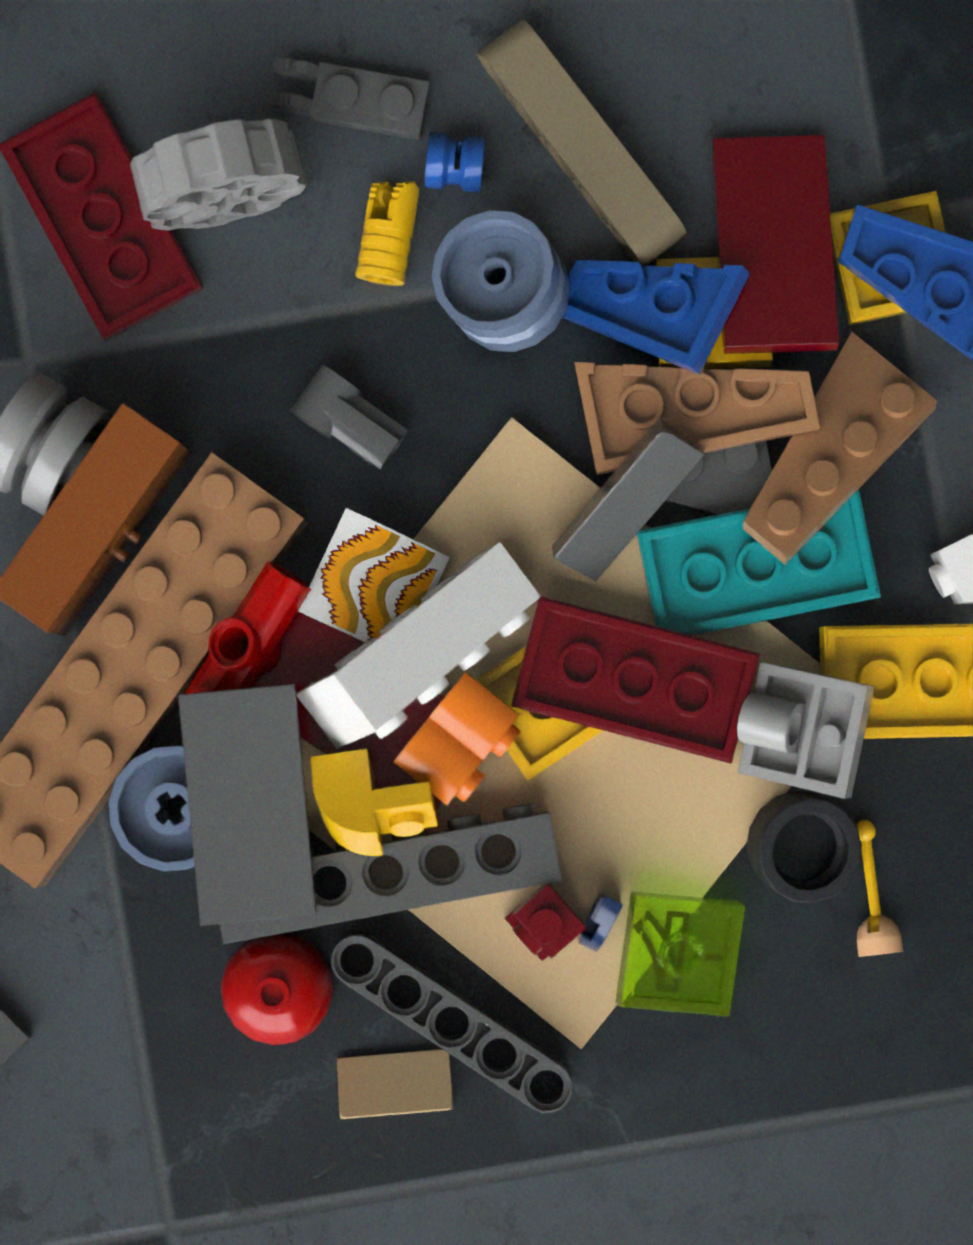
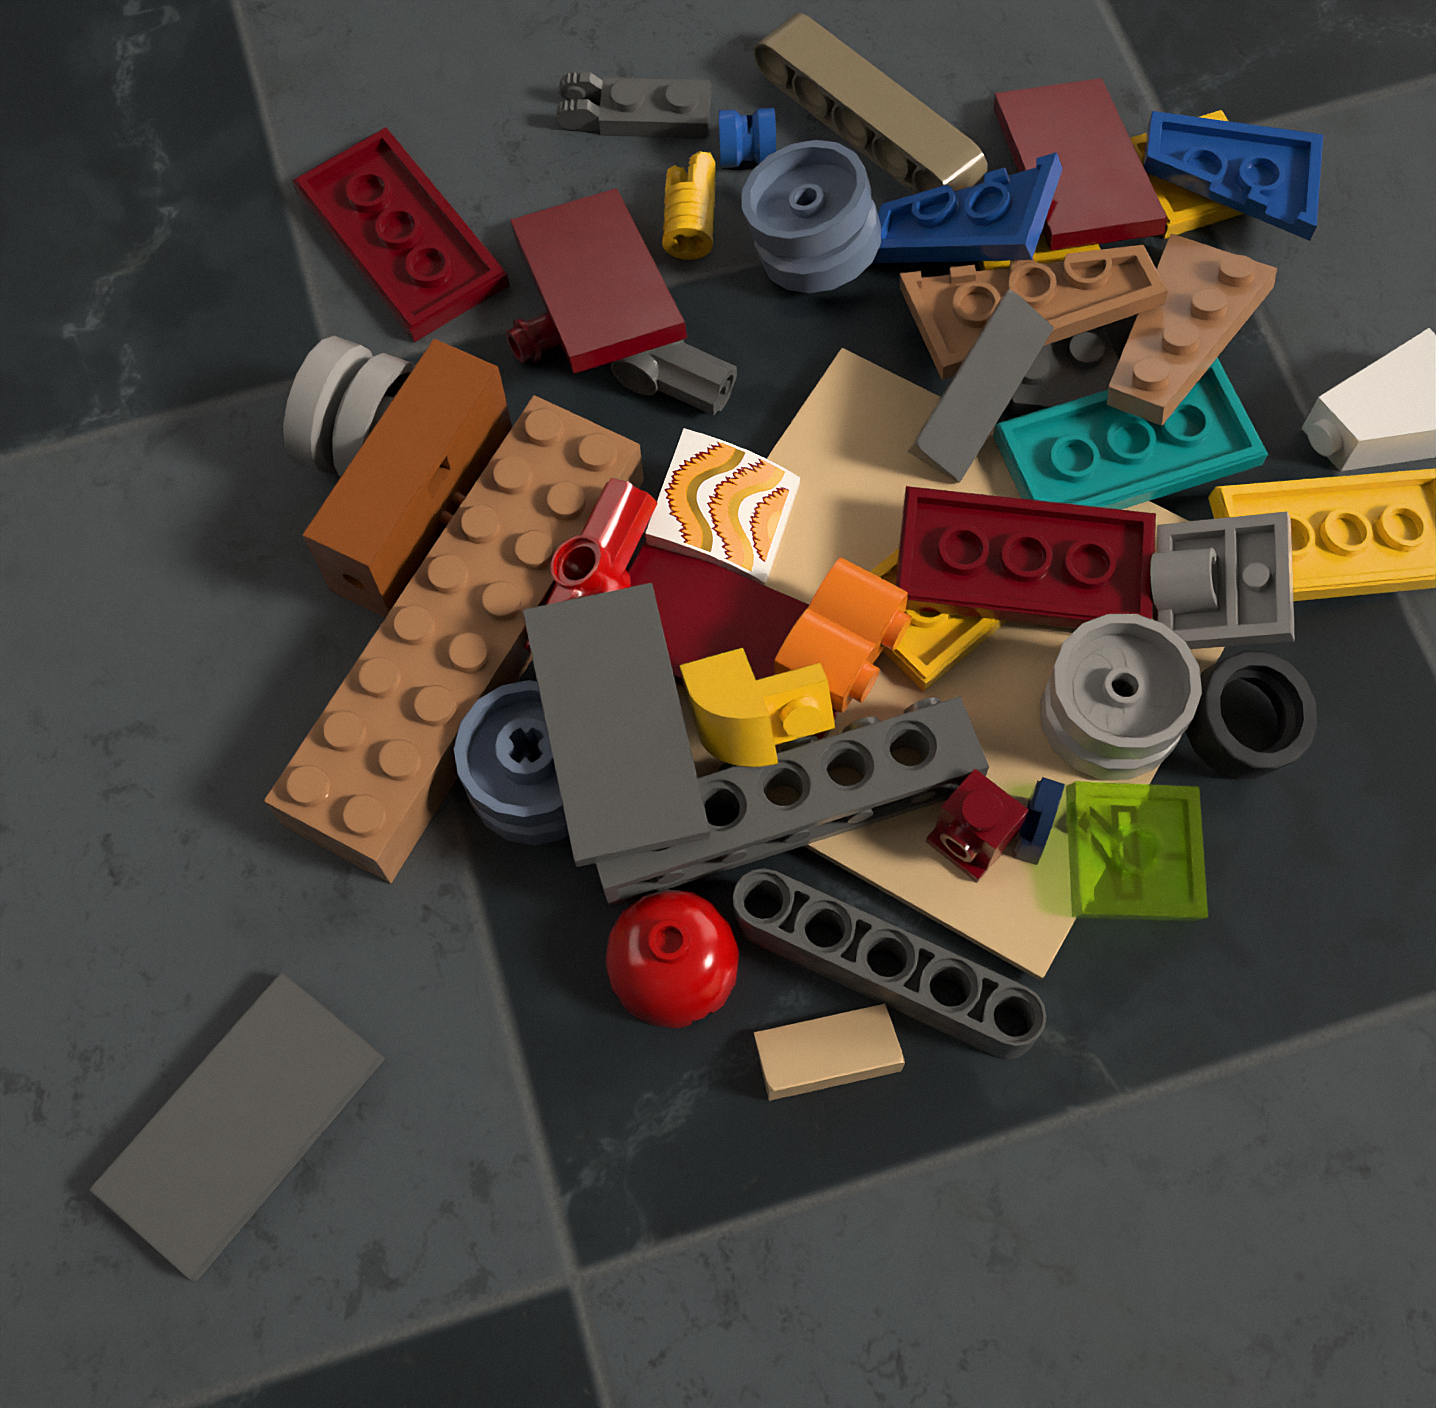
camera: 10 degrees left, 20 degrees down
(217, 174) = (512, 144): light grey connector -> none
(230, 359) = (532, 338): none -> dark red pin
(285, 317) = (597, 280): none -> dark red tile
(421, 648) = (778, 546): white wedge -> none
(712, 852) = (1120, 696): none -> light grey wheel
(876, 933) = (1354, 806): hinge -> none

